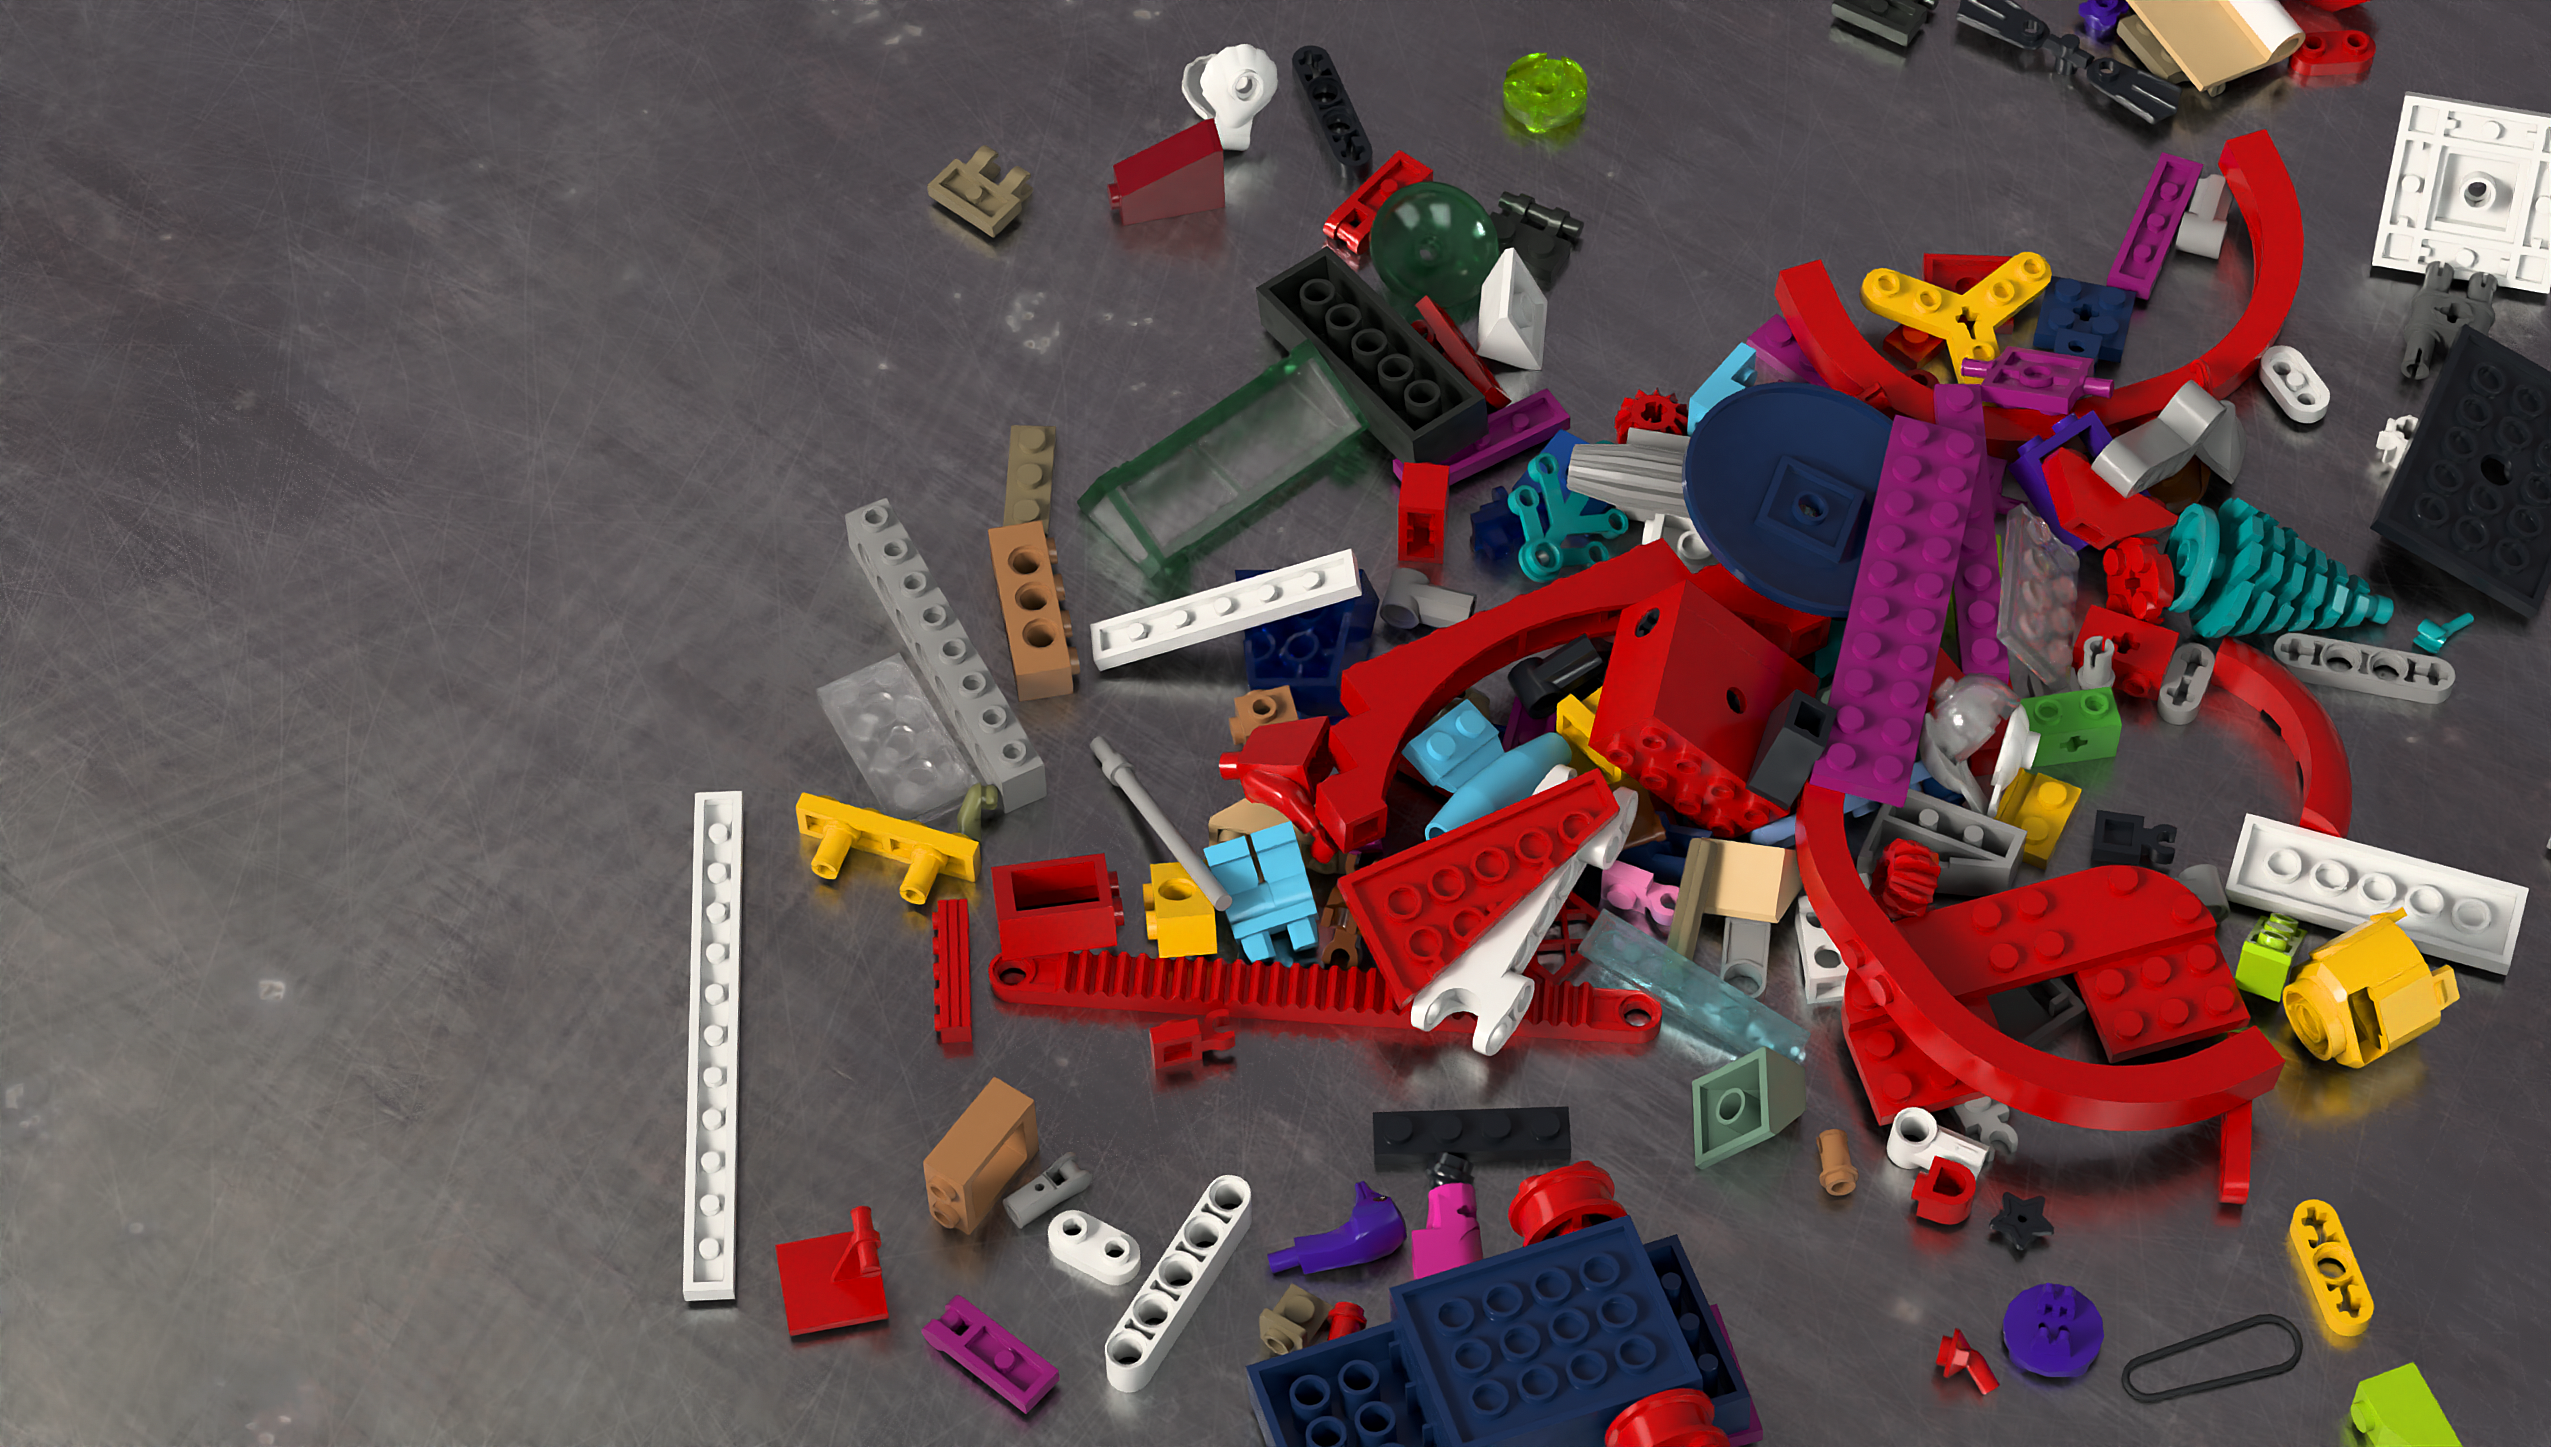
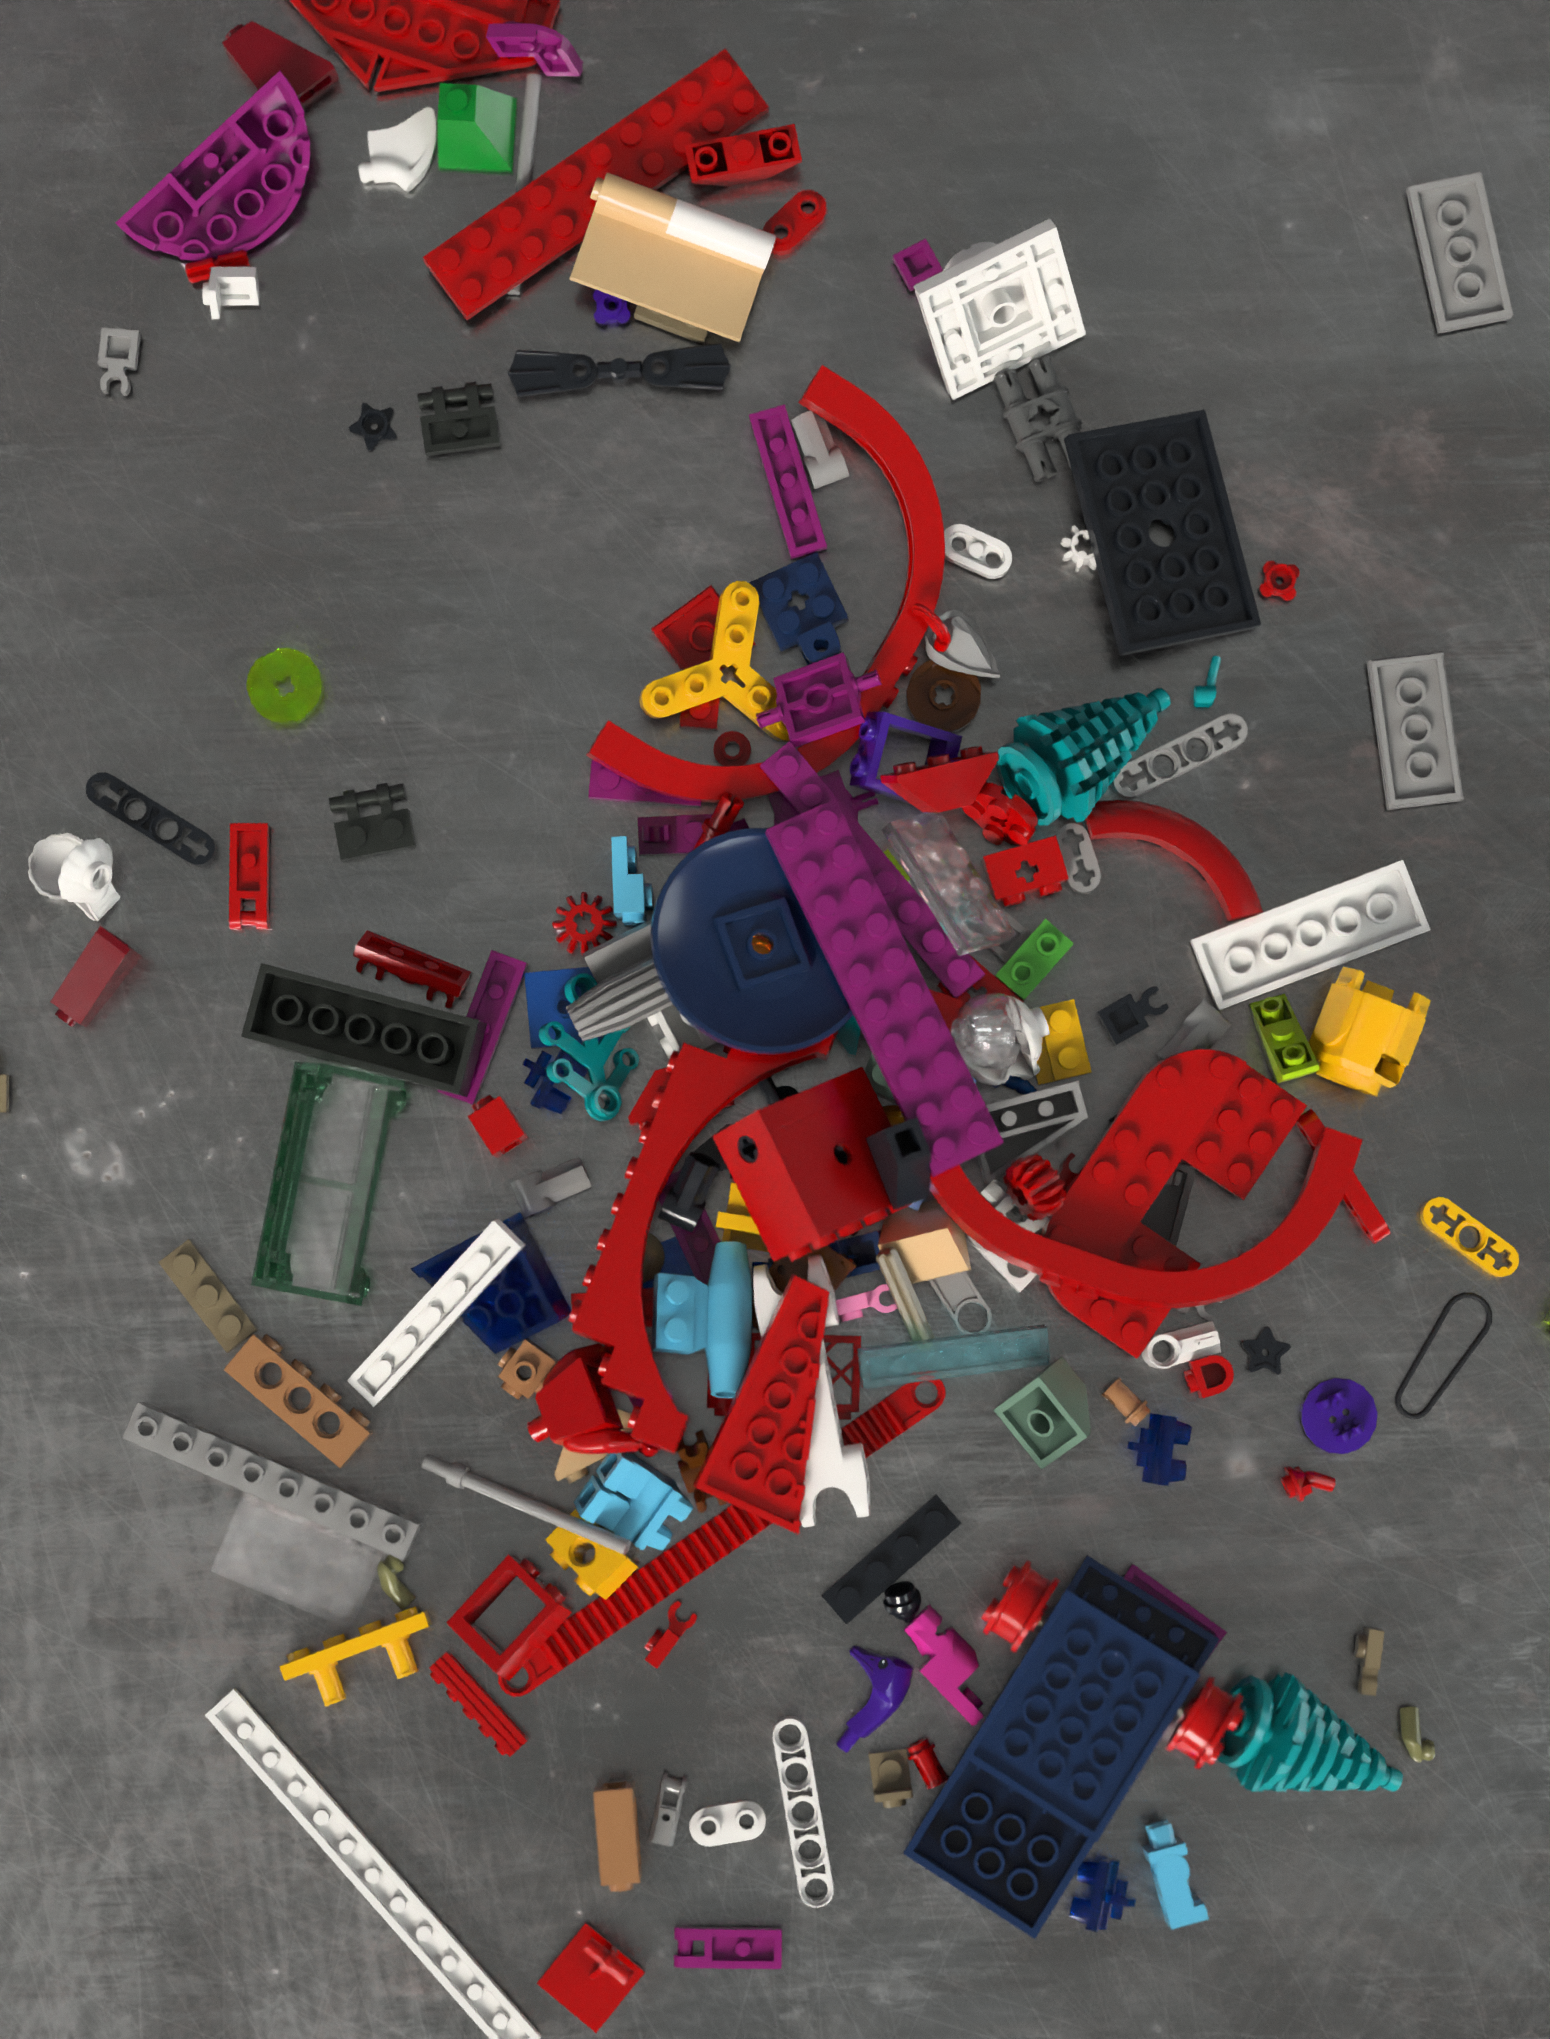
camera: 40 degrees left, 30 degrees up
(1446, 225) = (348, 895): clear green dish -> none
(1512, 315) = (421, 908): white slope -> none
(1823, 1242) = (1156, 1449): none -> clear blue hips
(2097, 664) = (1028, 913): light grey axle -> none
(2161, 445) = (946, 710): light grey beam -> none

